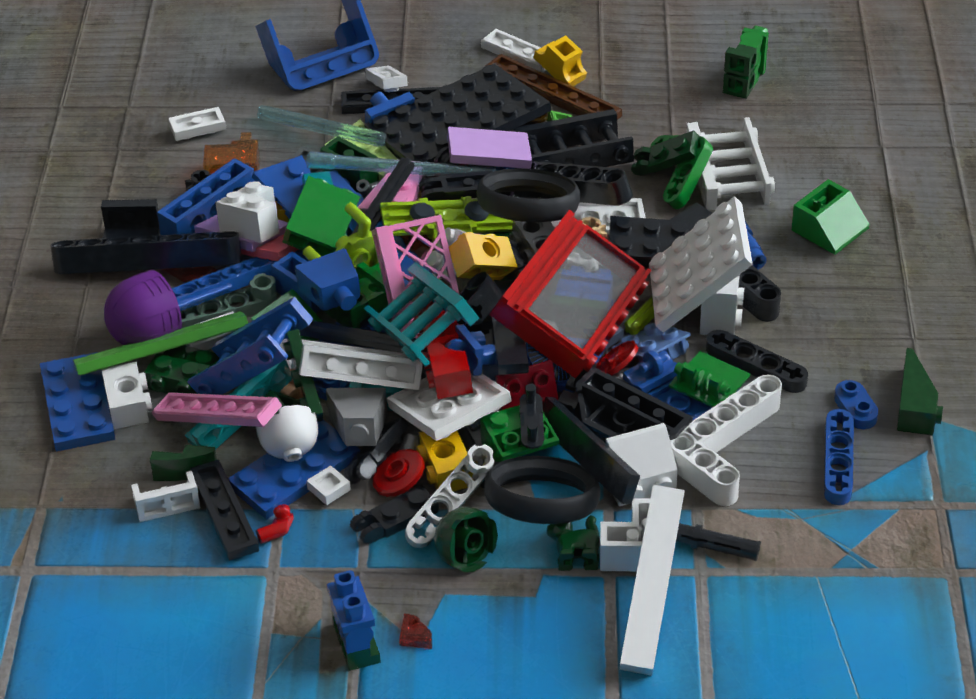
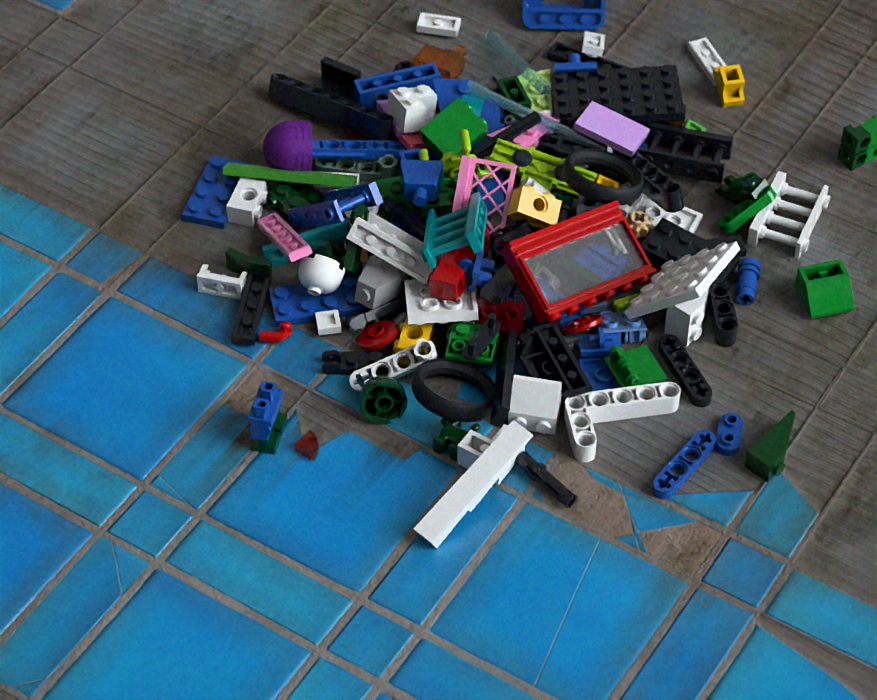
camera: 30 degrees right, 5 degrees up
(554, 90) = (709, 102): reddish brown tile -> none

